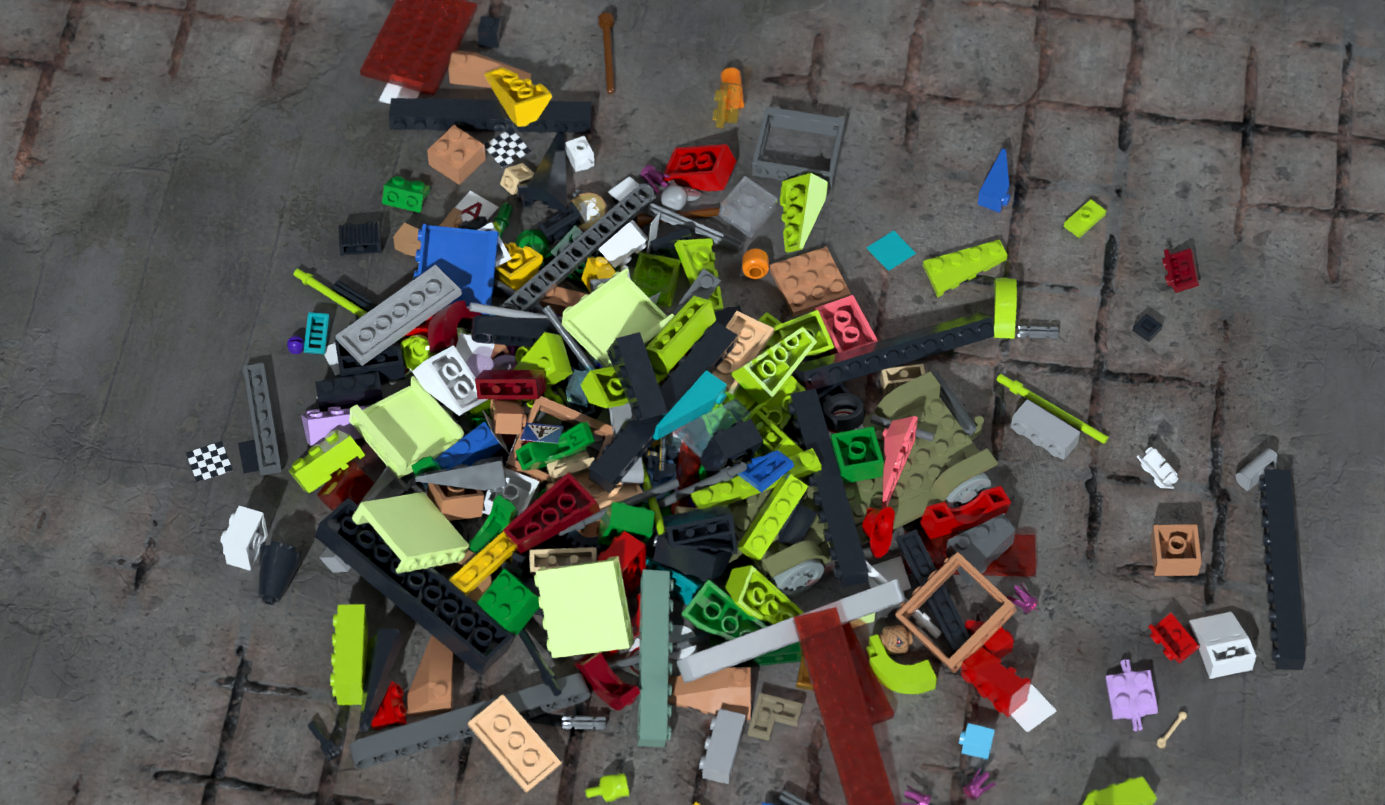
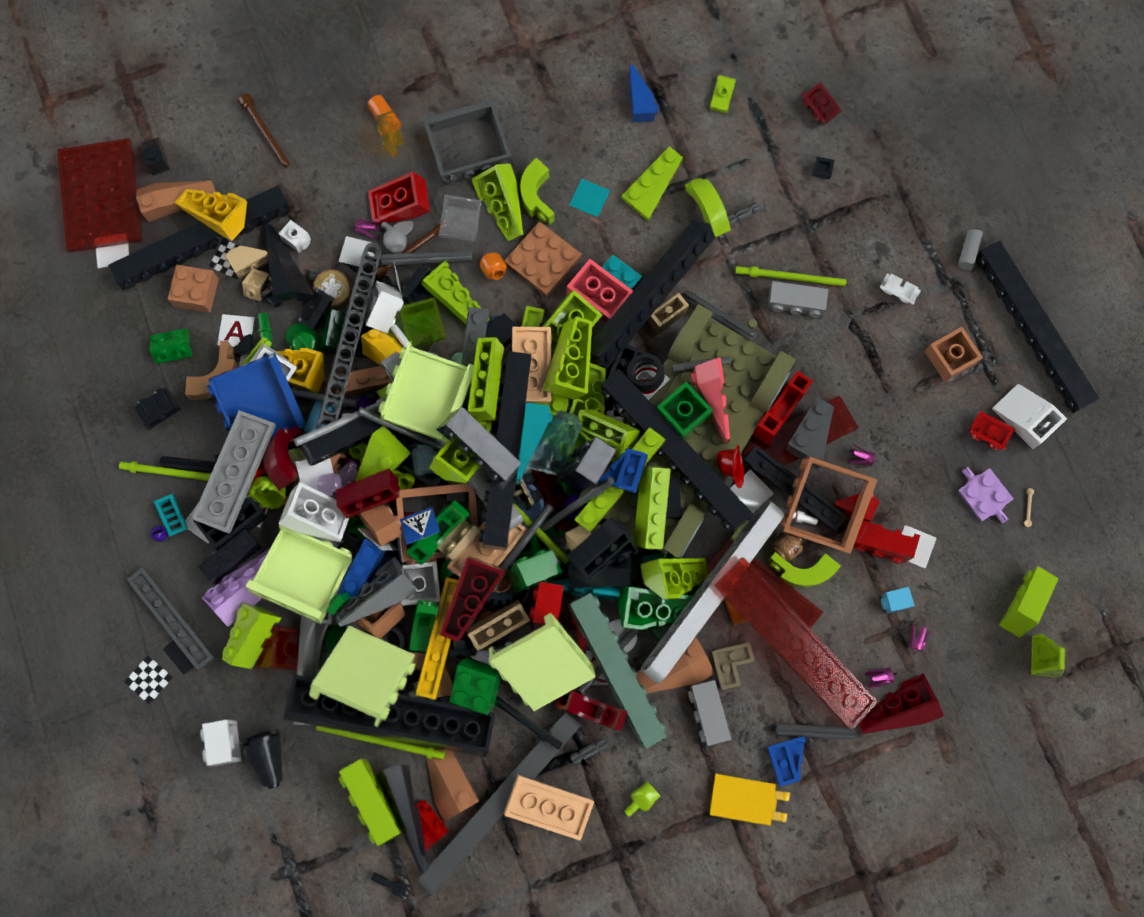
camera: 30 degrees left, 20 degrees up
(431, 642) = (429, 752): none -> lime bar
(521, 150) = (245, 258): none -> tan slope
(838, 209) = (531, 180): none -> lime arch
(878, 322) = (622, 272): none -> teal brick

